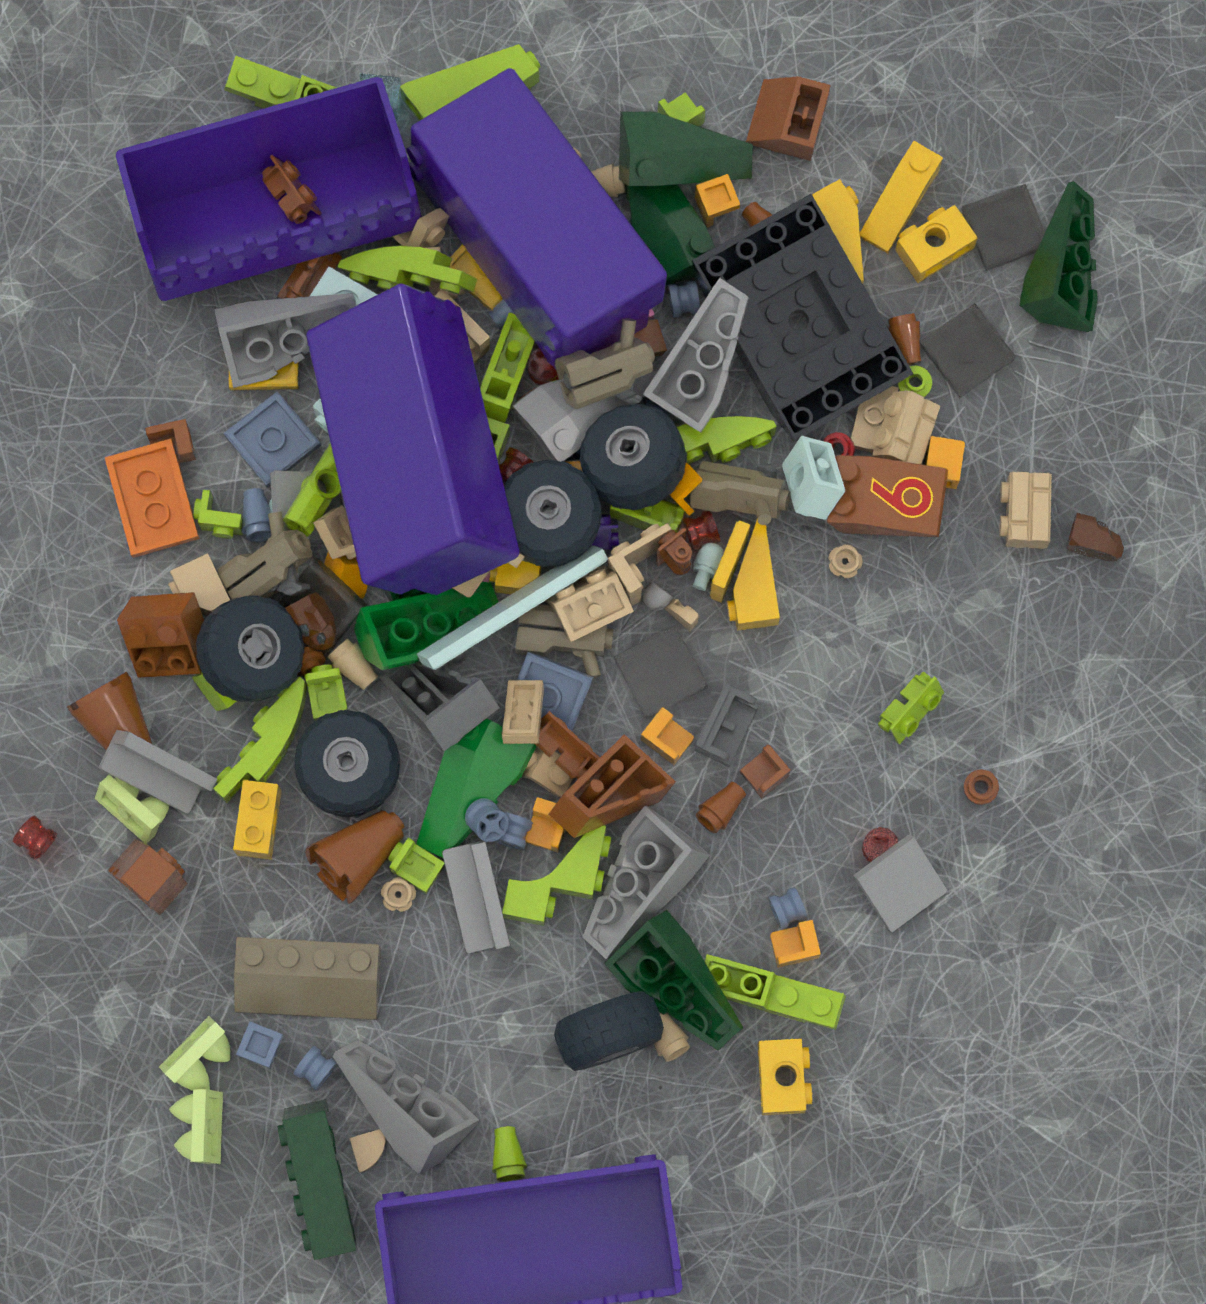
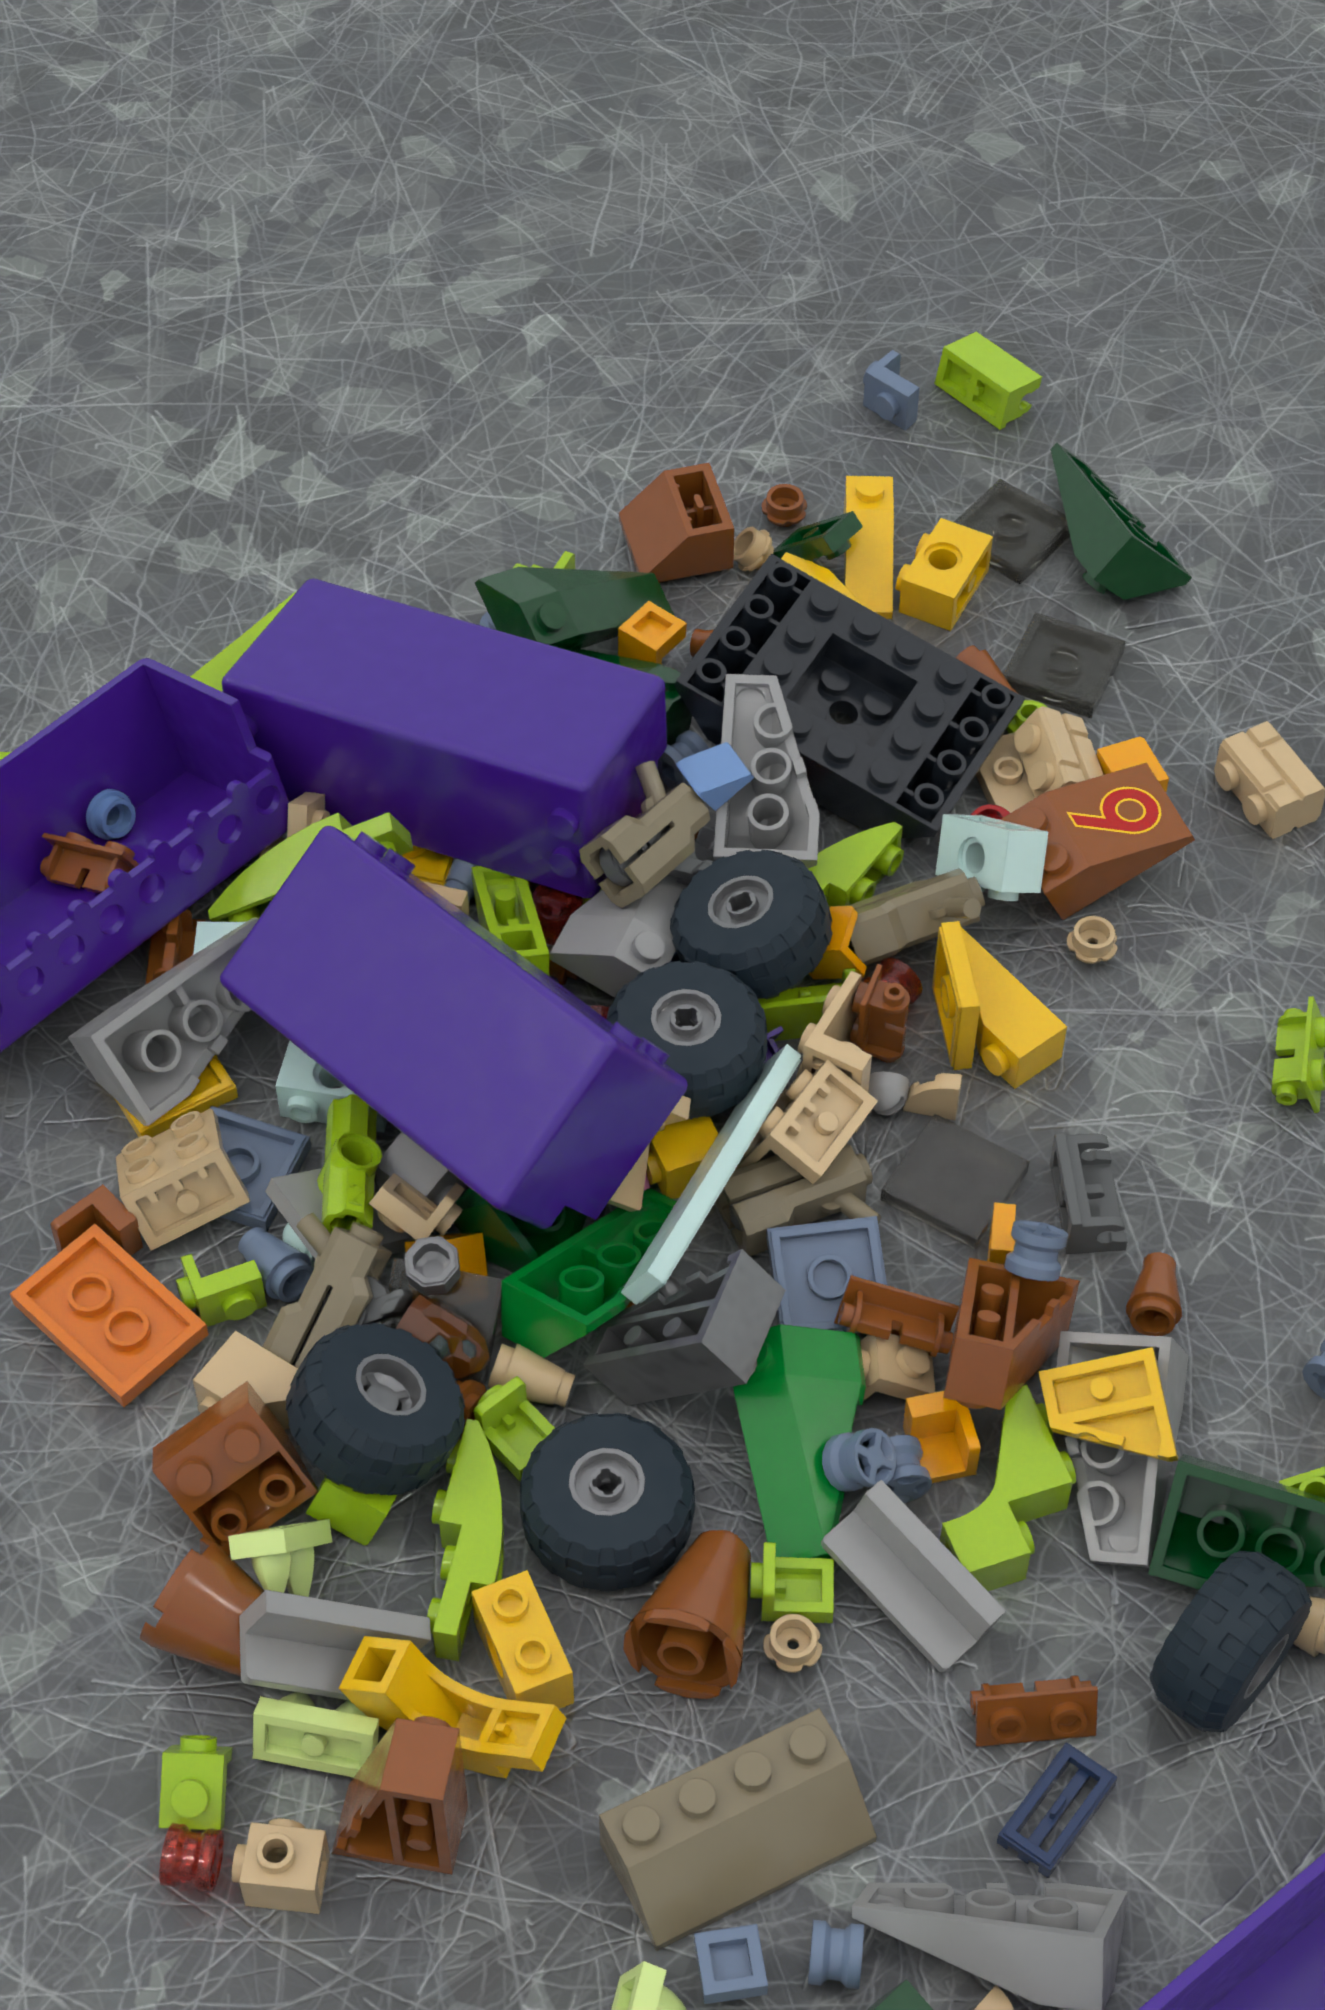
camera: 30 degrees left, 25 degrees down
(57, 797) = (194, 1783): none -> lime bracket
(76, 867) = (282, 1866): none -> tan brick
(163, 697) = (283, 1554): none -> yellowish green tile
(198, 836) = (496, 1734): none -> yellow arch
(229, 432) = (179, 1178): none -> tan bracket
(321, 156) = (120, 816): none -> medium blue plate
(325, 580) = (432, 1265): none -> flat silver tile
(447, 1069) = (1029, 1848): none -> dark blue tile
(481, 995) = (1049, 1713): none -> dark orange hinge
(508, 1156) = (1200, 1911): lime cone -> none
(523, 711) = (817, 1295): tan plate -> none
(637, 867) = (1112, 1403): none -> yellow wing
(658, 754) = (1036, 1250): none -> sand blue wheel
(669, 345) = (715, 774): none -> medium blue slope
(706, 564) = (926, 1028): light aqua cylinder -> none
(765, 771) = (1181, 1217): dark orange panel -> none
(828, 156) = (752, 548): none -> tan plate
(866, 177) = (822, 538): none -> dark green plate
(873, 122) = (784, 505): none -> dark orange plate
(996, 78) = (889, 393): none -> sand blue bracket
(1071, 96) = (986, 379): none -> lime hinge

